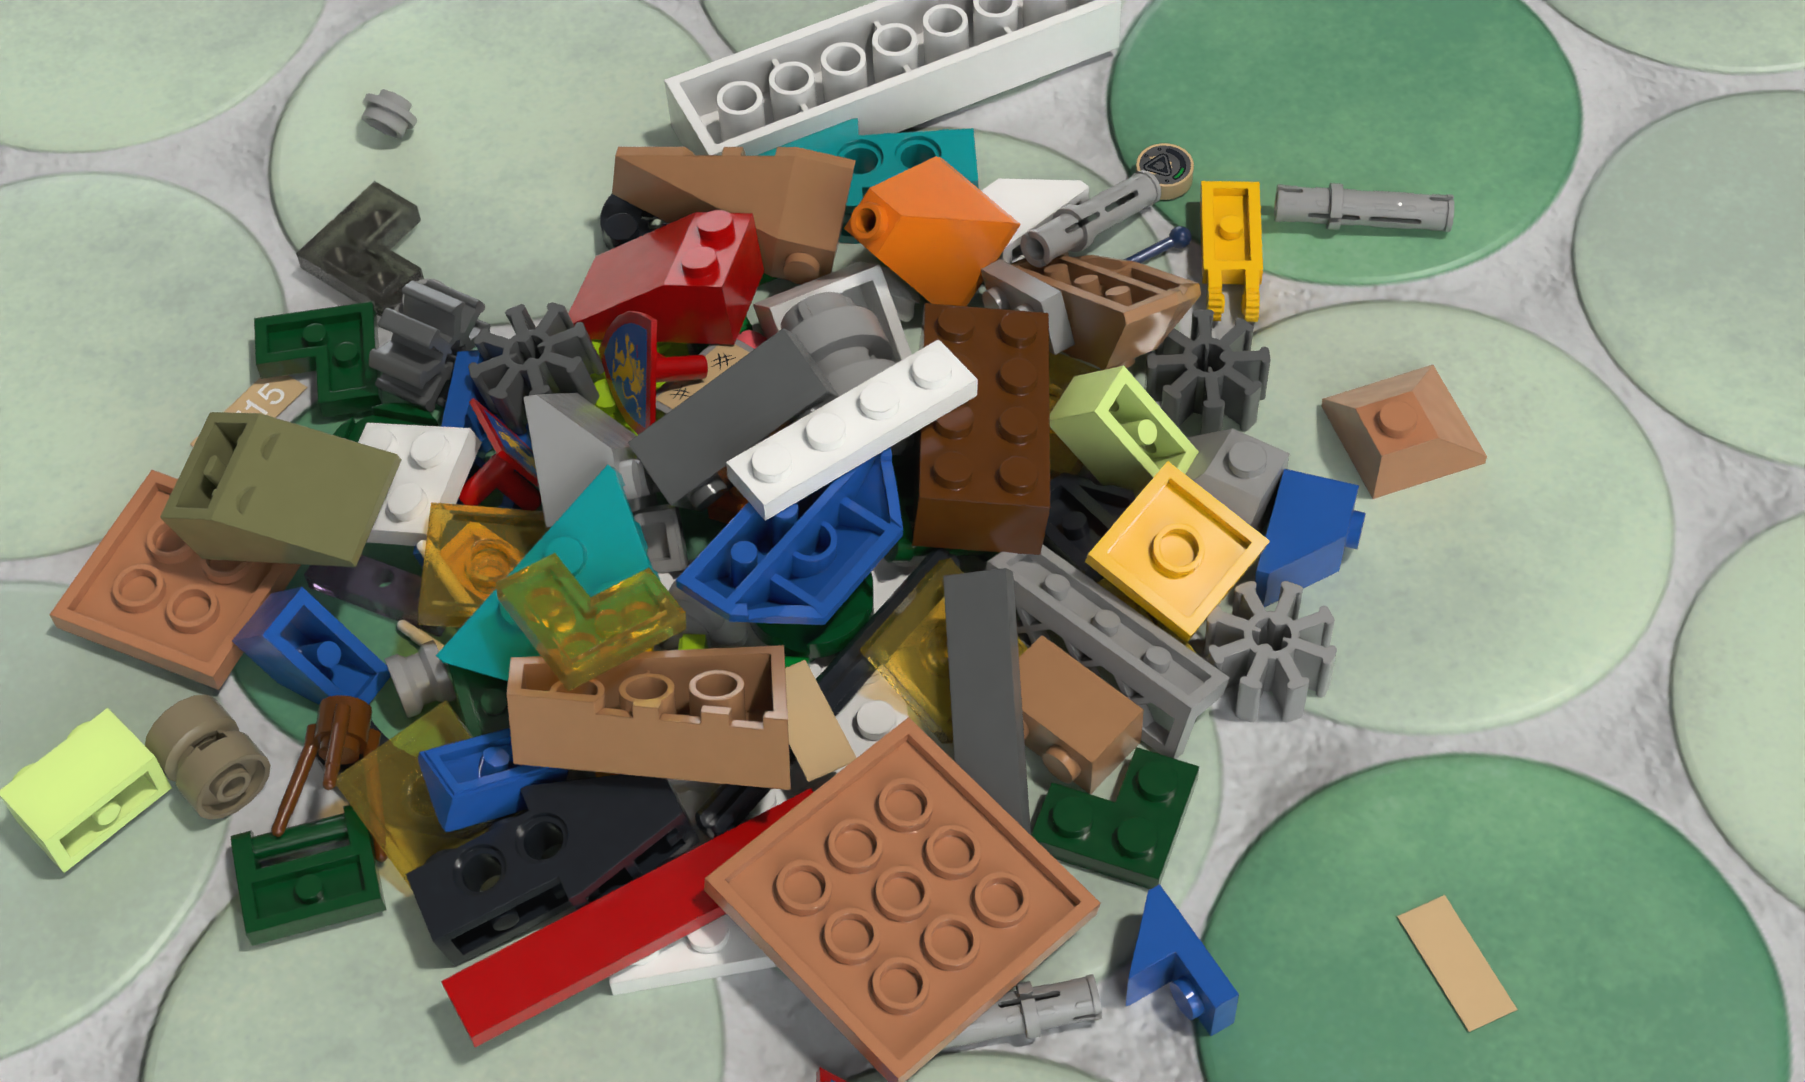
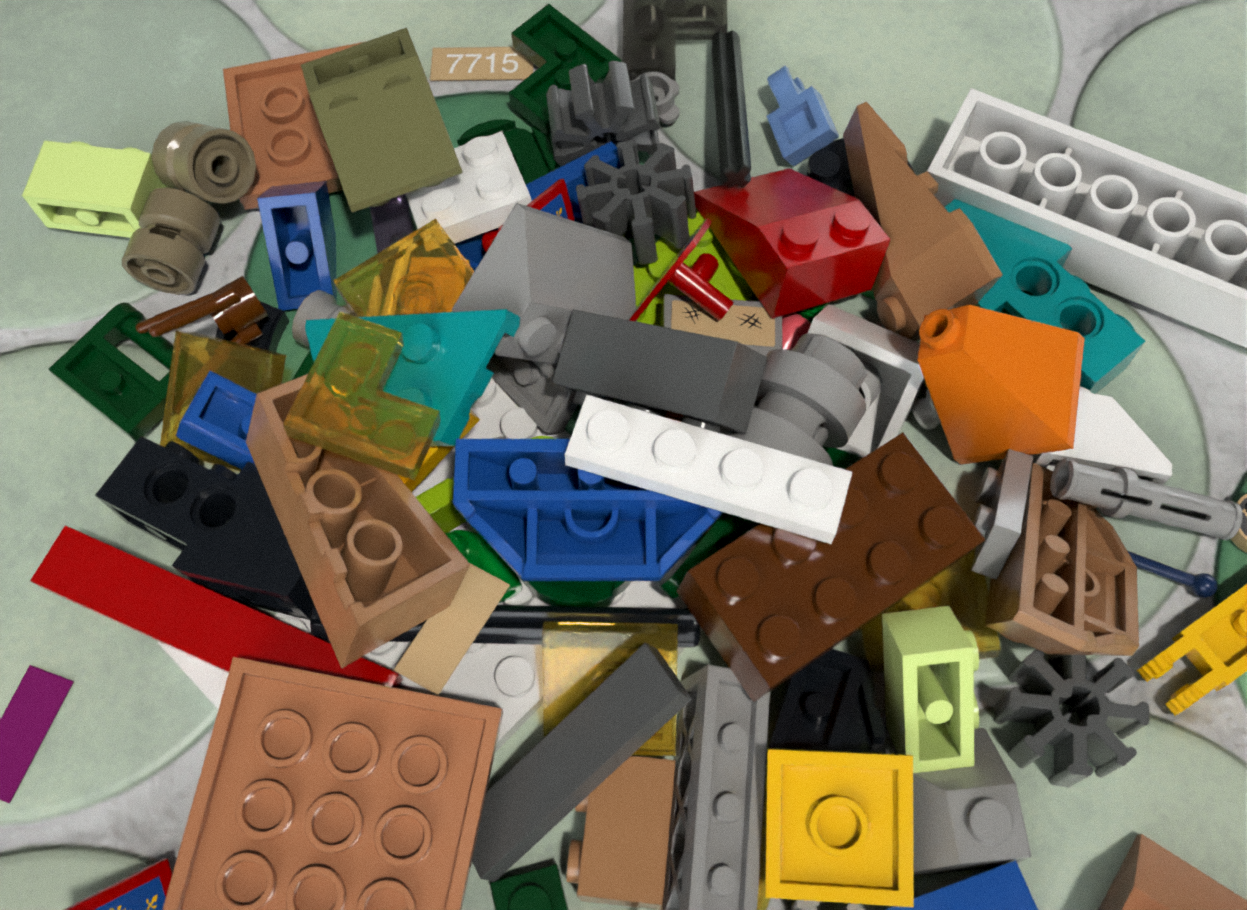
camera: 55 degrees right, 10 degrees up
(159, 669) = (204, 161): none -> dark tan wheel
(503, 254) = (730, 110): none -> pearl dark grey axle
(560, 218) = (802, 119): none -> medium blue plate

